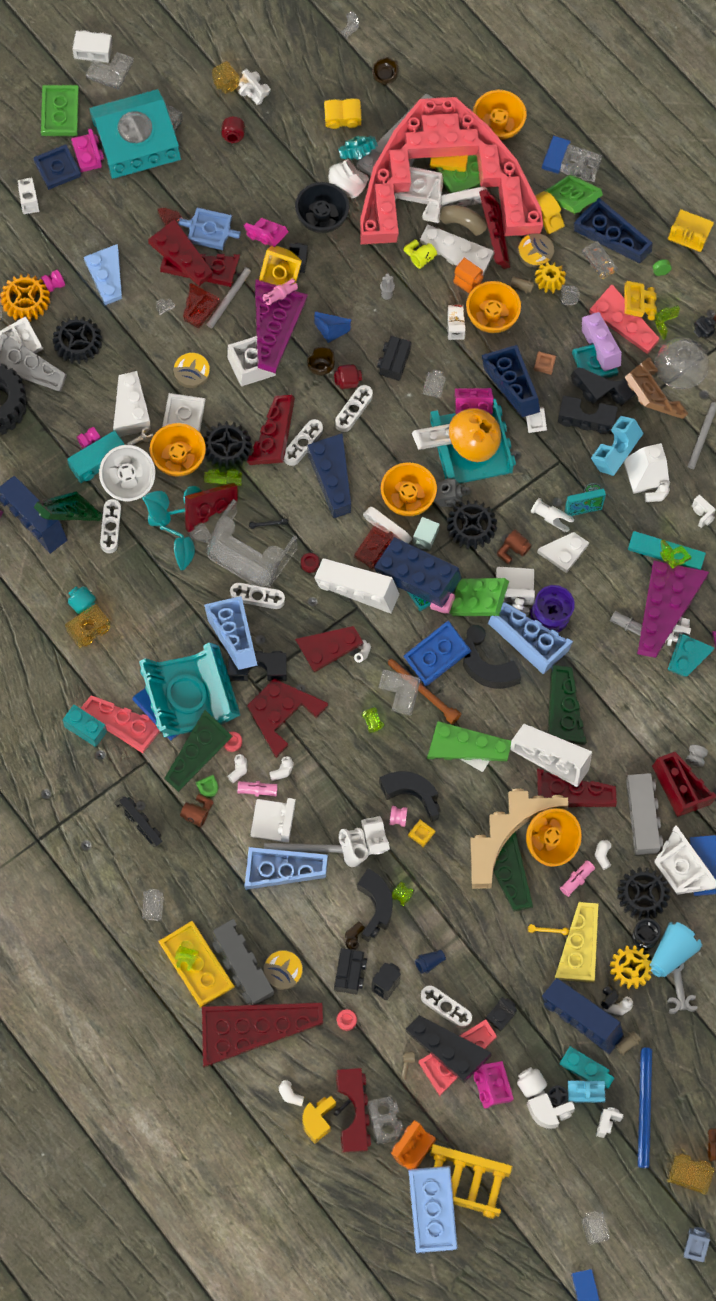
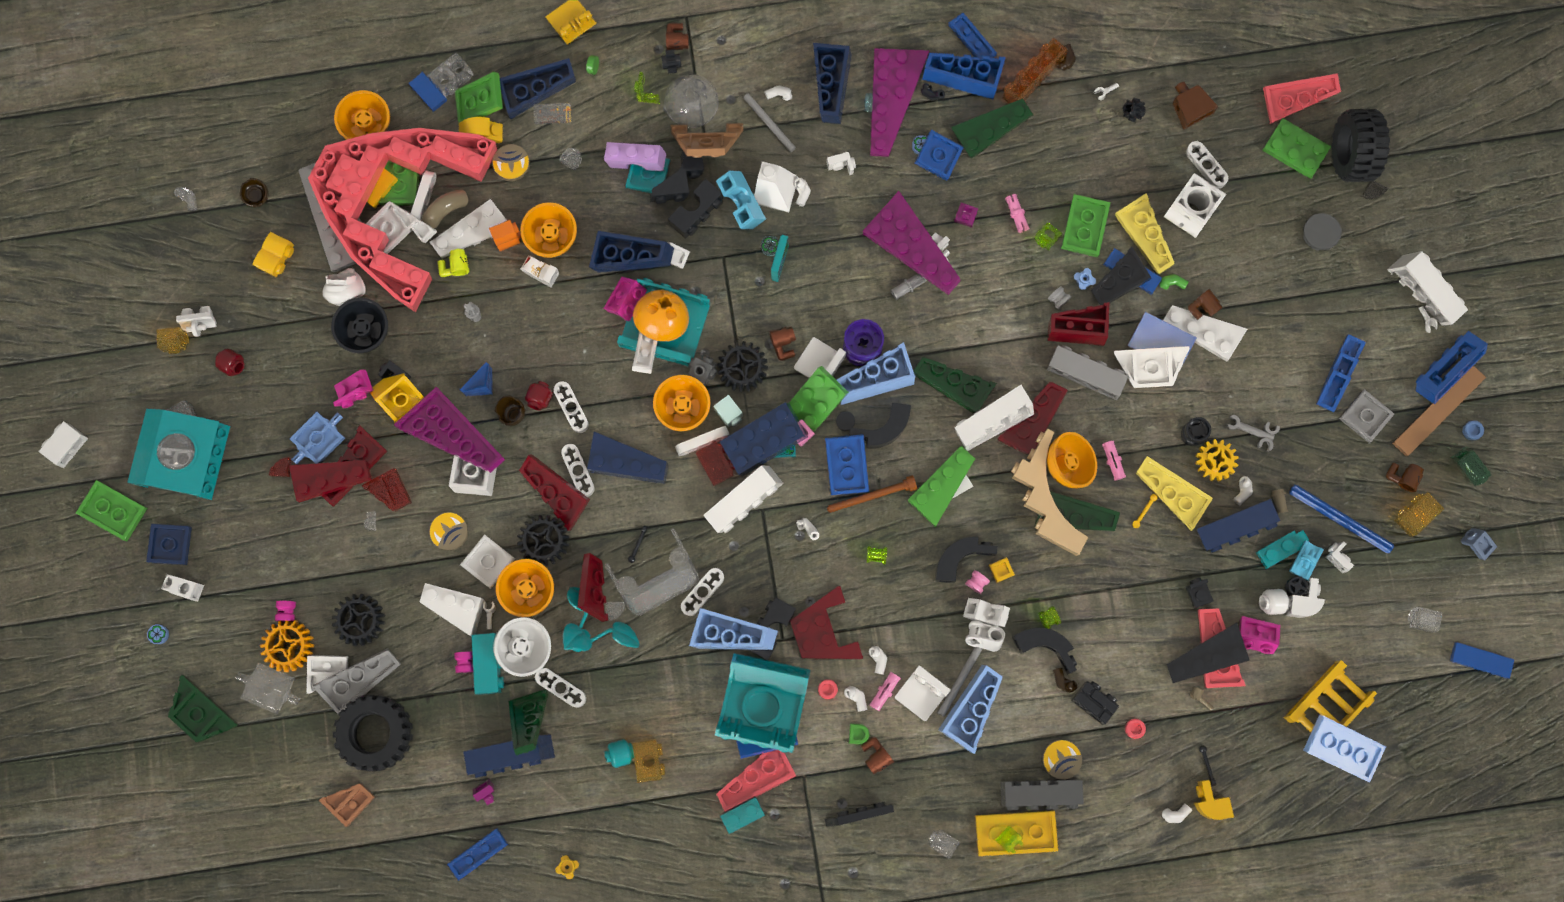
camera: 55 degrees left, 10 degrees up
(87, 152) = (169, 508): dark pink bracket -> none
(106, 273) = (305, 557): light blue wing -> none
(111, 75) = (104, 441): clear plate -> none
(197, 751) = (822, 725): dark green wing -> none
(216, 476) = (573, 560): clear neon green wing -> none
(228, 298) = (396, 458): light grey bar -> none
(242, 1028) = (1098, 822): dark red wing -> none
(280, 292) = (421, 410): bright pink pin -> none
(310, 562) = (696, 527): dark red tile -> none
(328, 646) = (787, 555): dark red wing -> none
(351, 1083) = (1244, 779): dark red arch -> none
(357, 147) = (318, 260): teal gear -> none
(379, 1120) = (1242, 748): clear brick -> none
(386, 980) = (1124, 676): black brick -> none
(395, 358) = (544, 343): black brick -> none
(405, 688) = (863, 510): clear plate -> none
(413, 1146) = (1280, 734): orange bracket -> none
(429, 961) = (1121, 628): dark blue cone -> none
(434, 384) = (589, 323): clear bracket -> none
(447, 1015) = (1178, 625): white beam -> none
(495, 225) = (469, 184): dark red wing -> none
(518, 604) = (844, 368): white arm -> none
(522, 284) = (537, 193): dark tan pin -> none
(544, 363) = (623, 216): nougat tile -> none
(550, 277) = (548, 170): yellow gear -> none
(551, 514) = (772, 292): white piece -> none
(564, 551) = (810, 301): white wing -> none
(601, 852) = (1101, 427): white arm -> none
(611, 997) = (1233, 491): black arm -> none
(633, 328) = (622, 125): coral wing -> none
(635, 298) = (610, 104): yellow plate -> none
(651, 547) = (859, 215): teal tile -> none
(654, 881) = (1156, 405): black gear -> none
(668, 554) = (870, 215): clear neon green bracket -> none
(674, 949) = (1224, 417): medium azure cone -> none
(688, 655) = (965, 252): teal wing -> none

